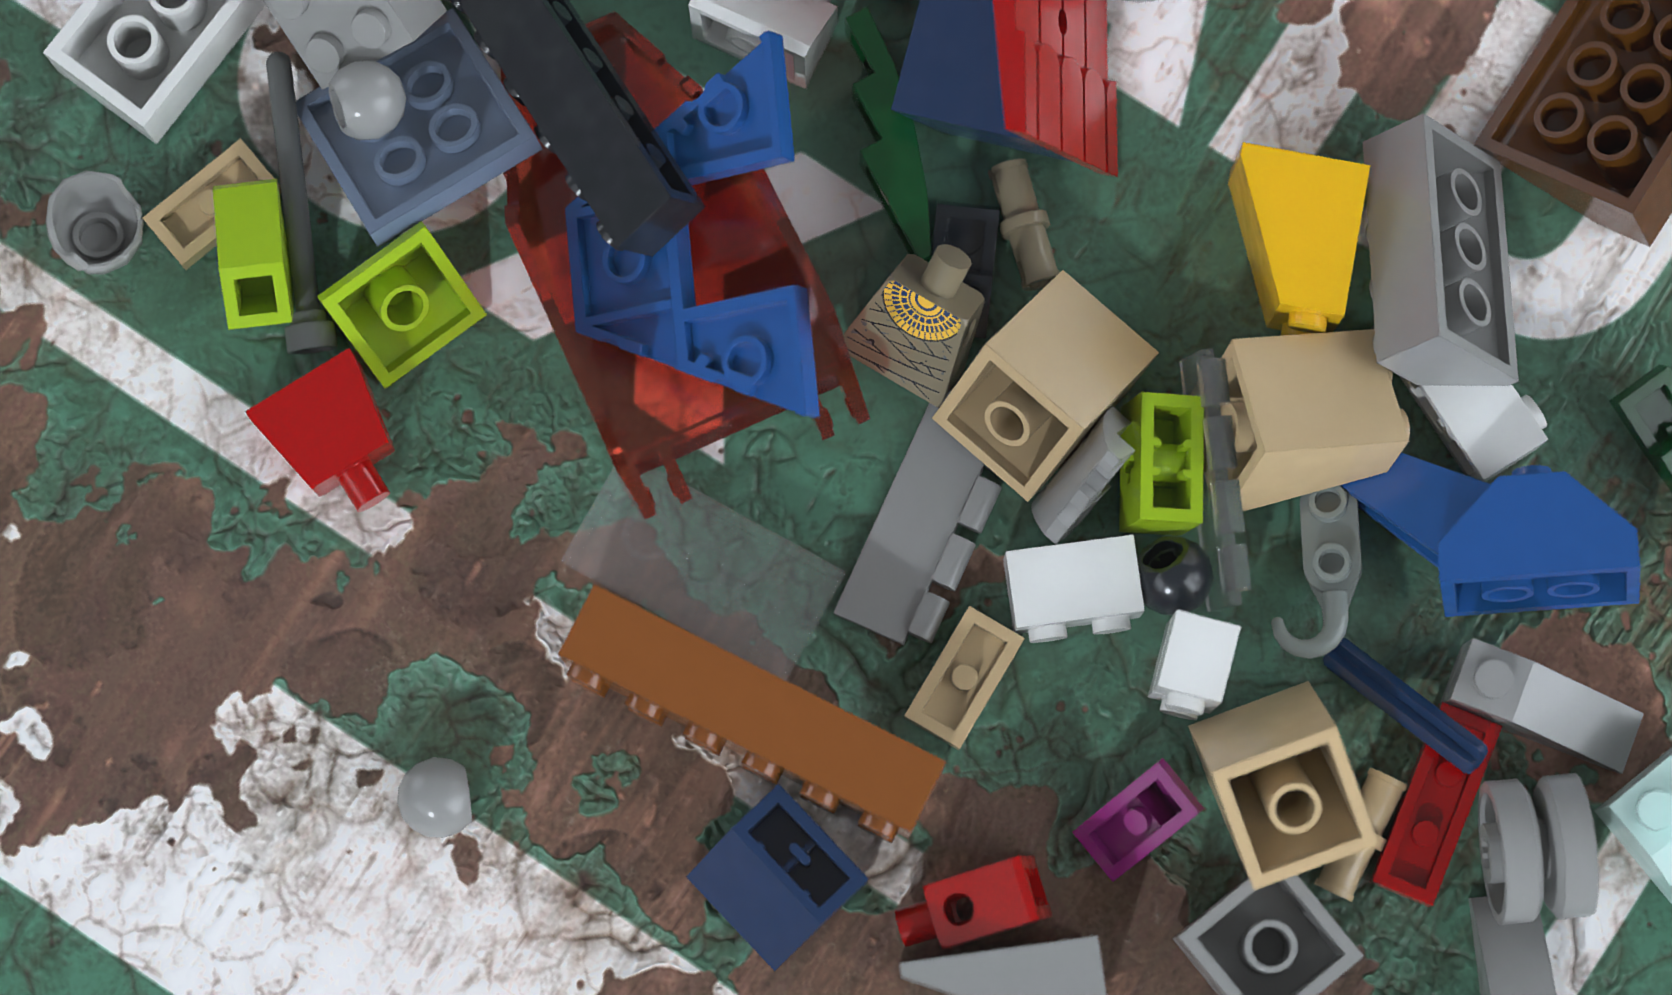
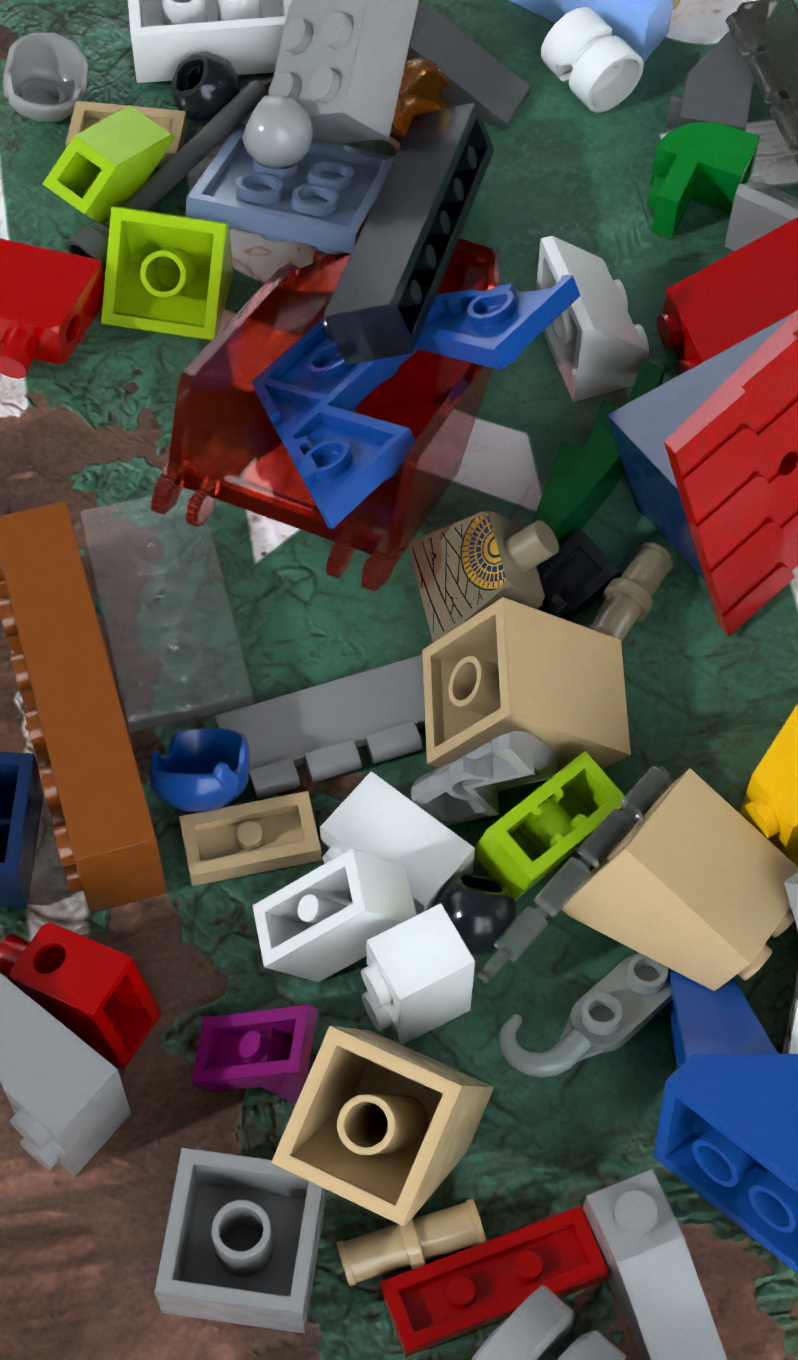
camera: 45 degrees right, 20 degrees down
(231, 100) = (204, 86): none -> black piece
(881, 666) = (201, 769): none -> blue hair
(1098, 680) = (330, 913): none -> white brick
(1406, 706) = (548, 1179): dark blue axle -> none

